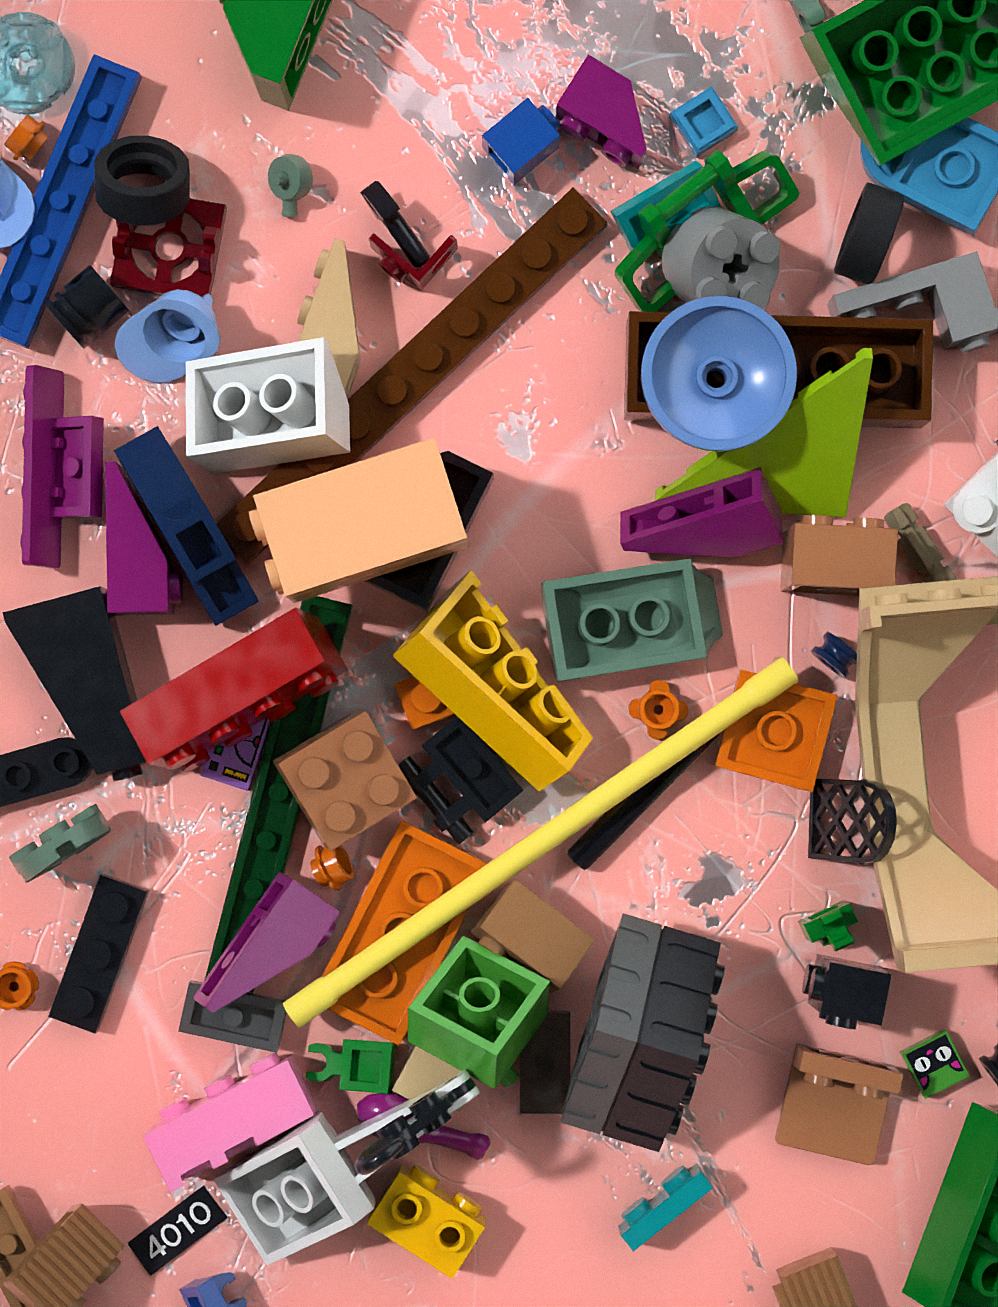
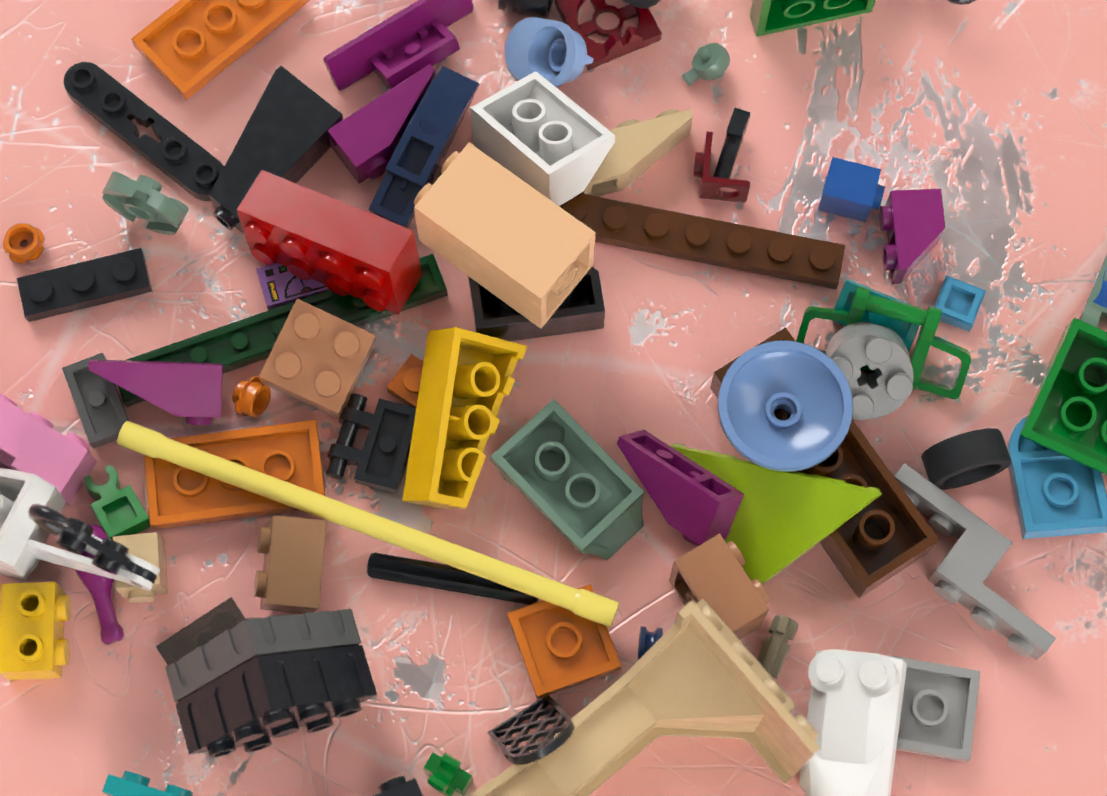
camera: 50 degrees right, 15 degrees down
(479, 1012) = (208, 558): bright green piece -> none
(657, 724) = (530, 540): orange plate -> none

